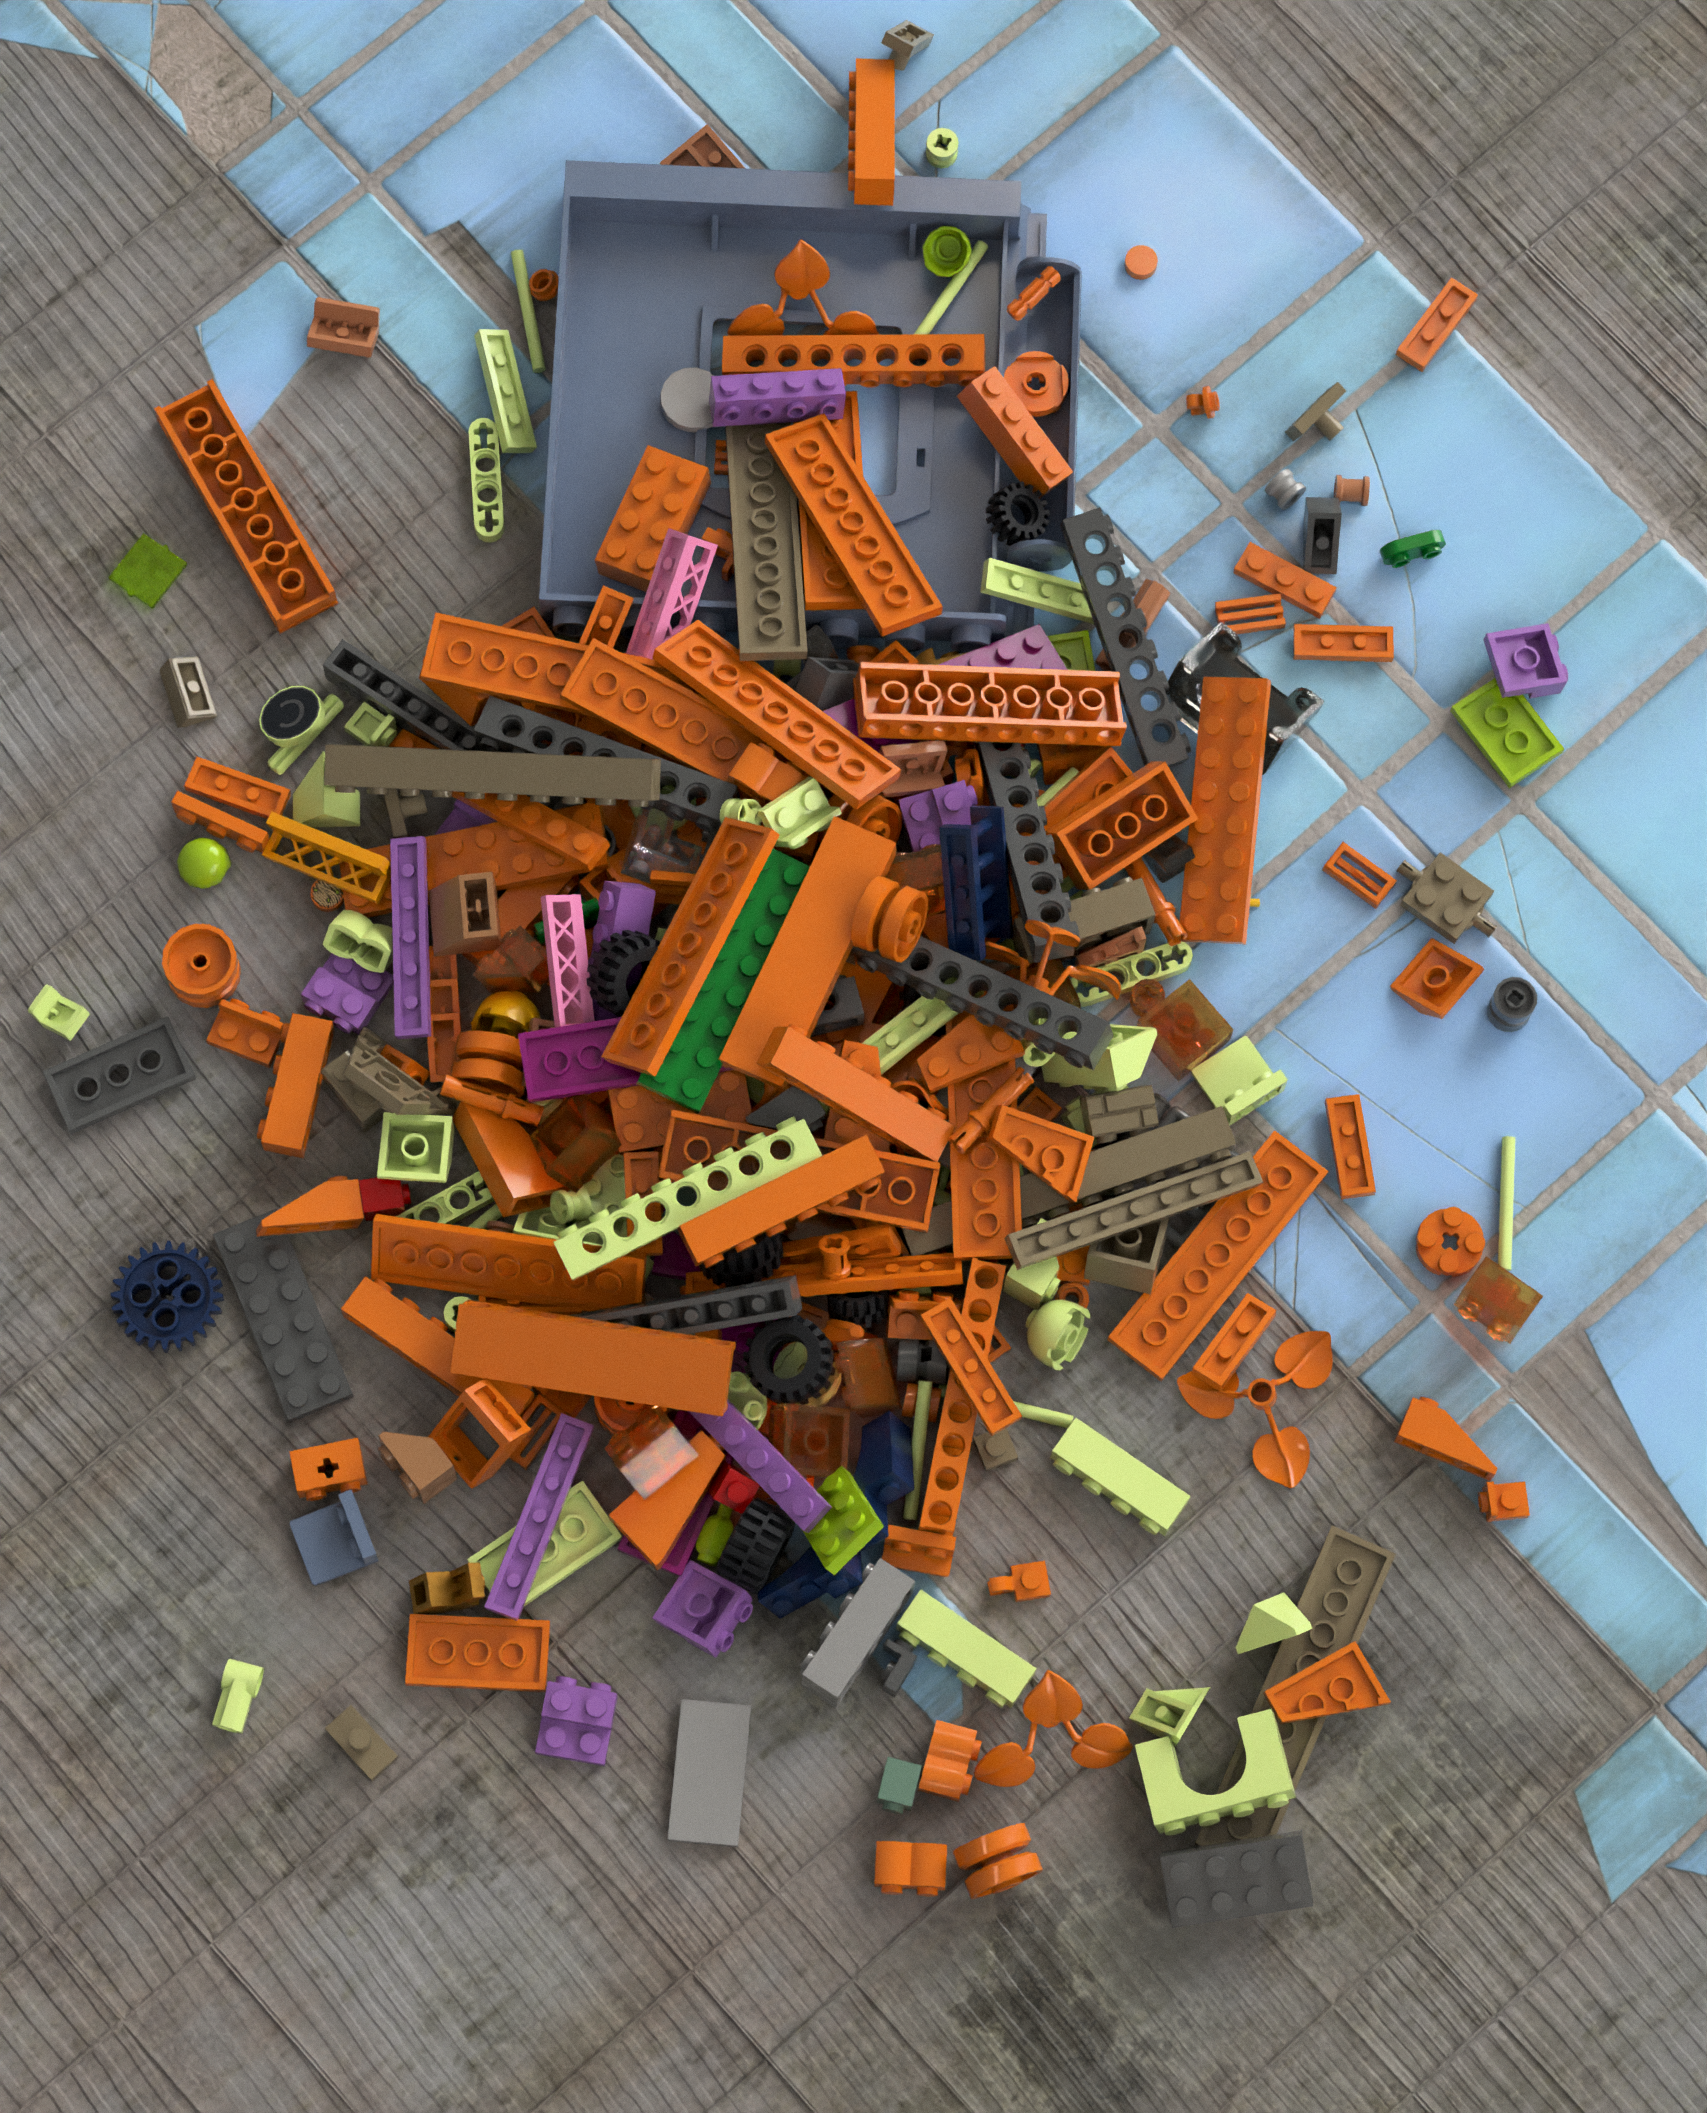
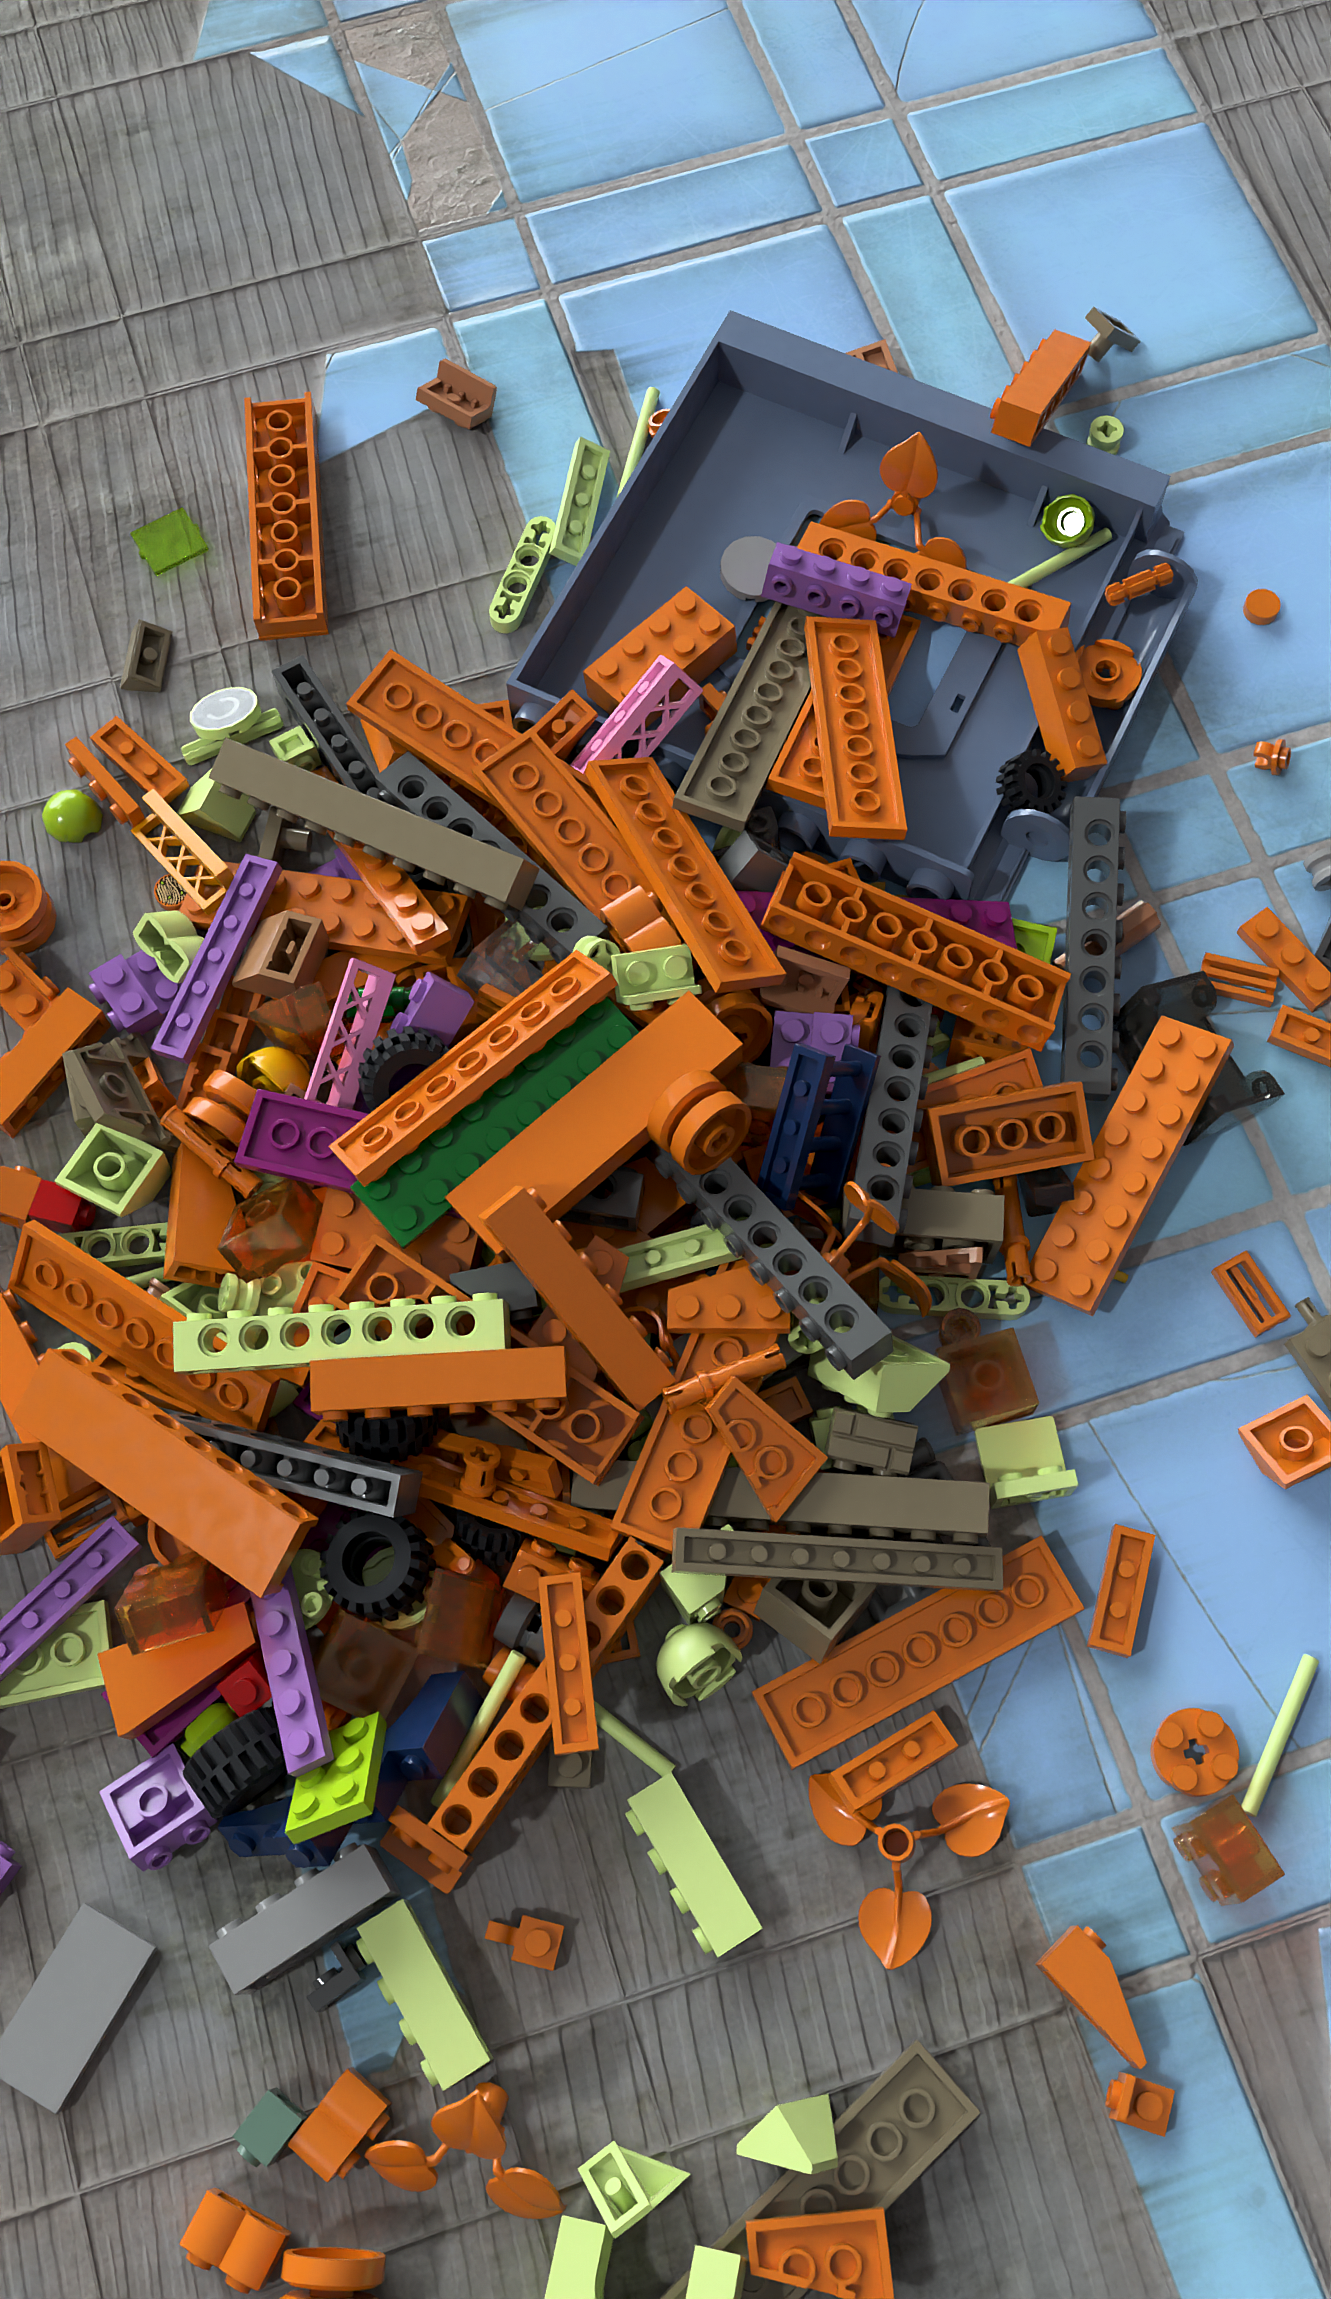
camera: 30 degrees right, 5 degrees down
(1034, 589) = (1018, 865): yellowish green plate -> none

